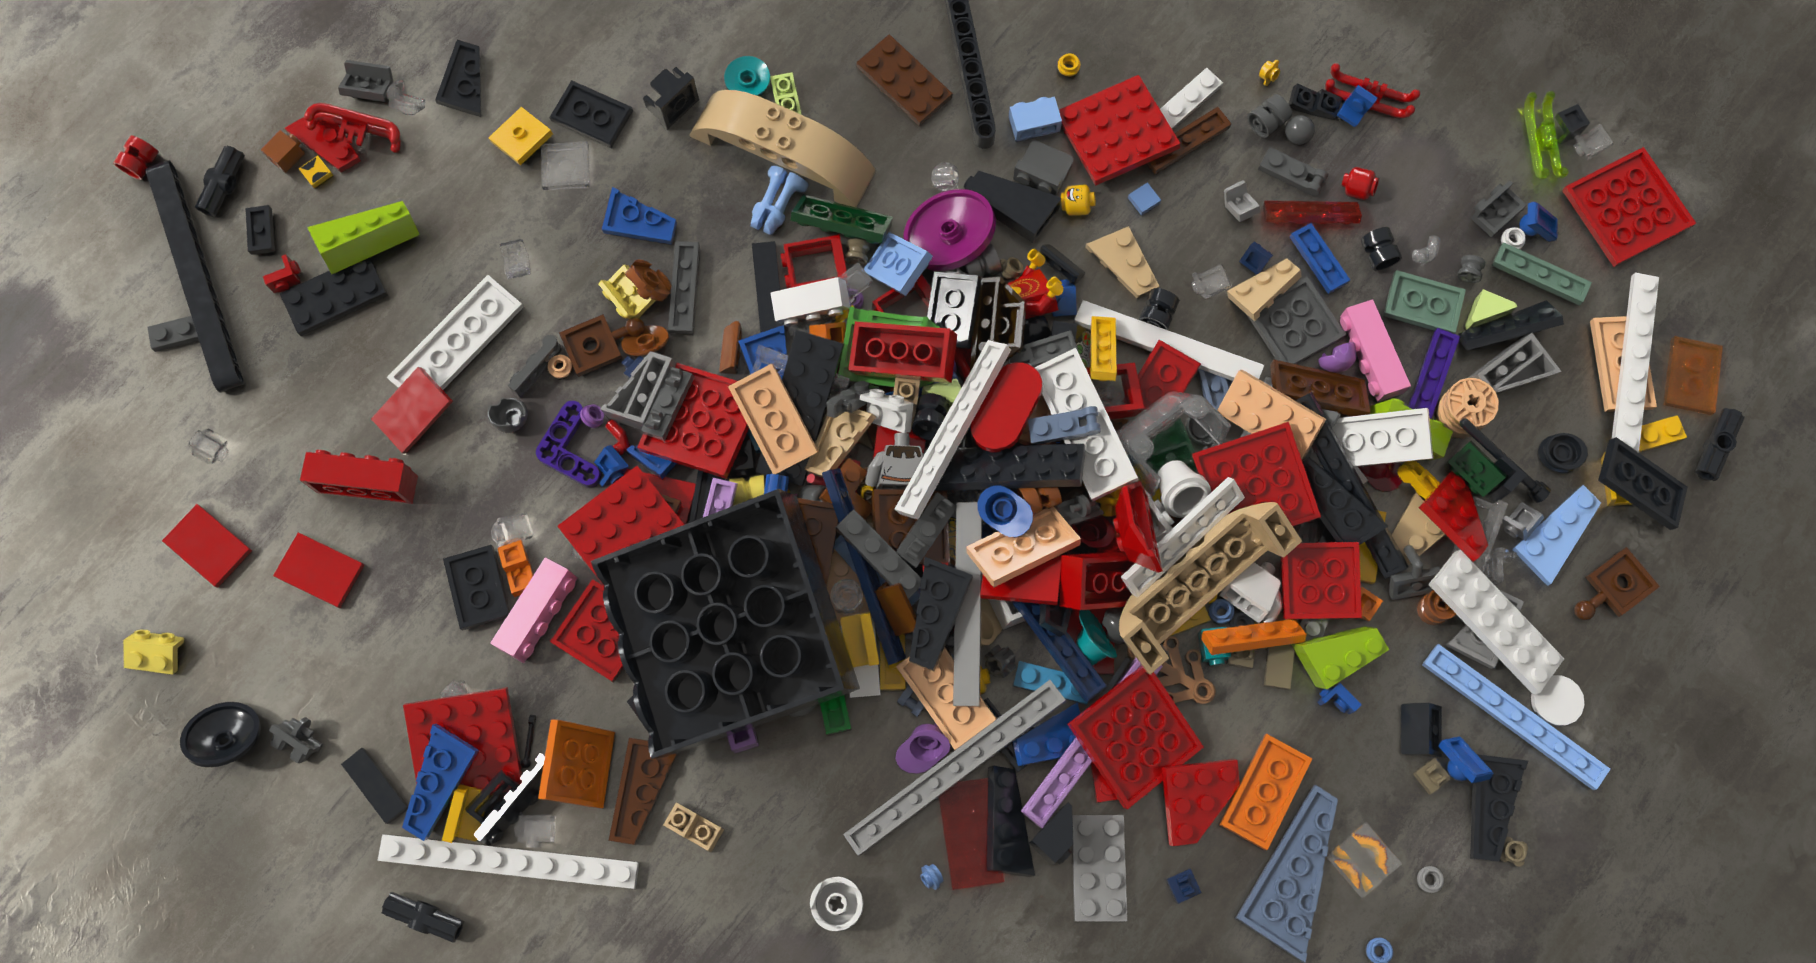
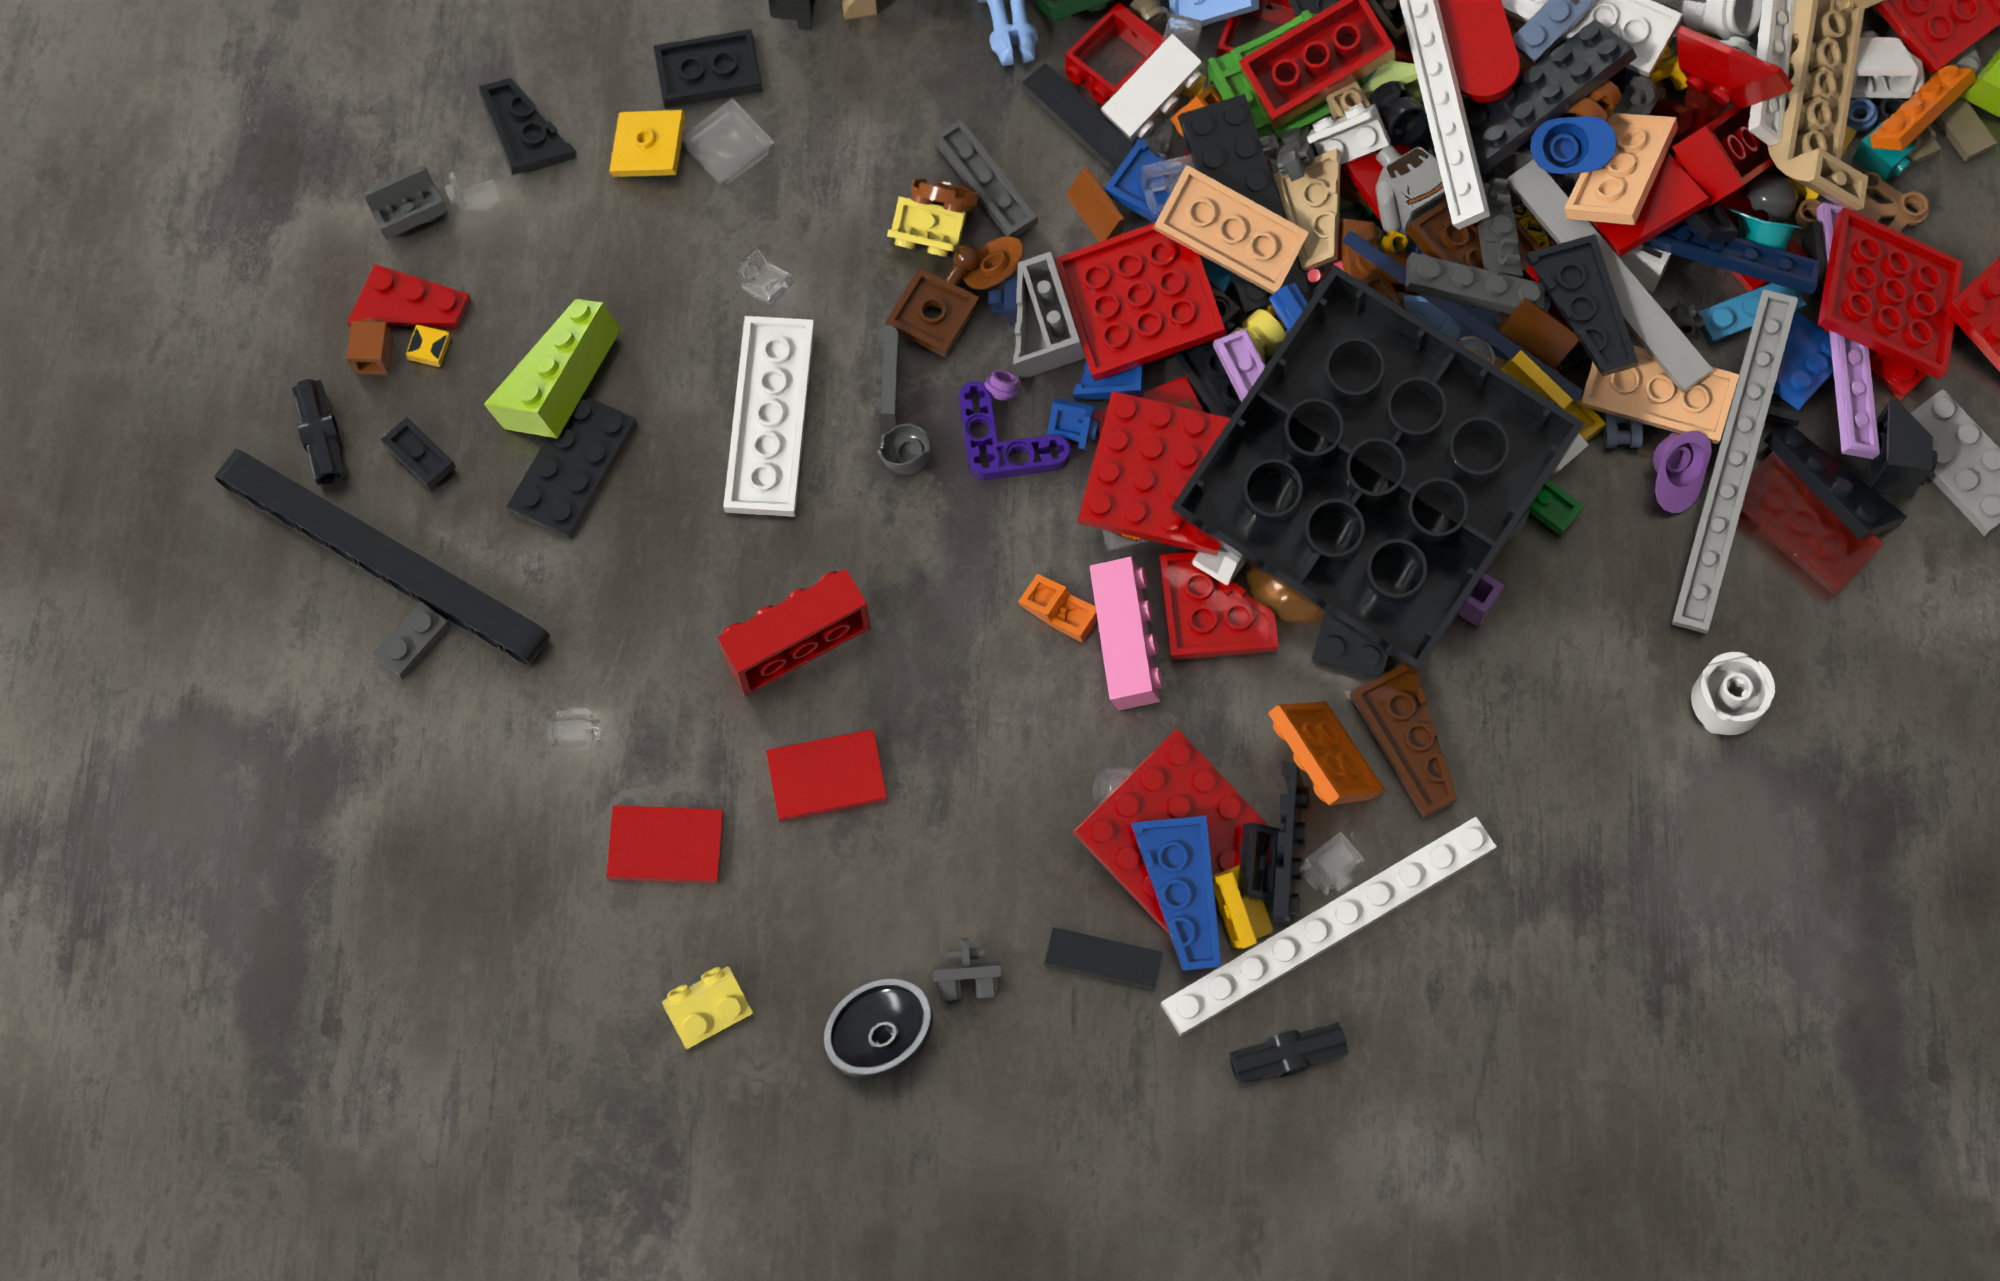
camera: 35 degrees left, 5 degrees down
(135, 157) = (189, 473): red wheel -> none
(284, 278) = (498, 486): red bracket -> none
(353, 124) = (440, 254): red piece -> none
(411, 410) = (787, 520): tile -> none
(476, 587) = (1032, 660): black plate -> none
(511, 529) = (1016, 571): clear bracket -> none
(525, 763) = (1222, 759): black hinge -> none
(564, 371) = (918, 368): light nougat plate -> none
(620, 435) = (1051, 383): red arm -> none
(635, 220) = (864, 146): blue wing -> none
(667, 403) = (1087, 303): dark grey plate -> none
(693, 827) = (1502, 737): tan slope -> none
(931, 876) = (1803, 595): medium blue plate -> none

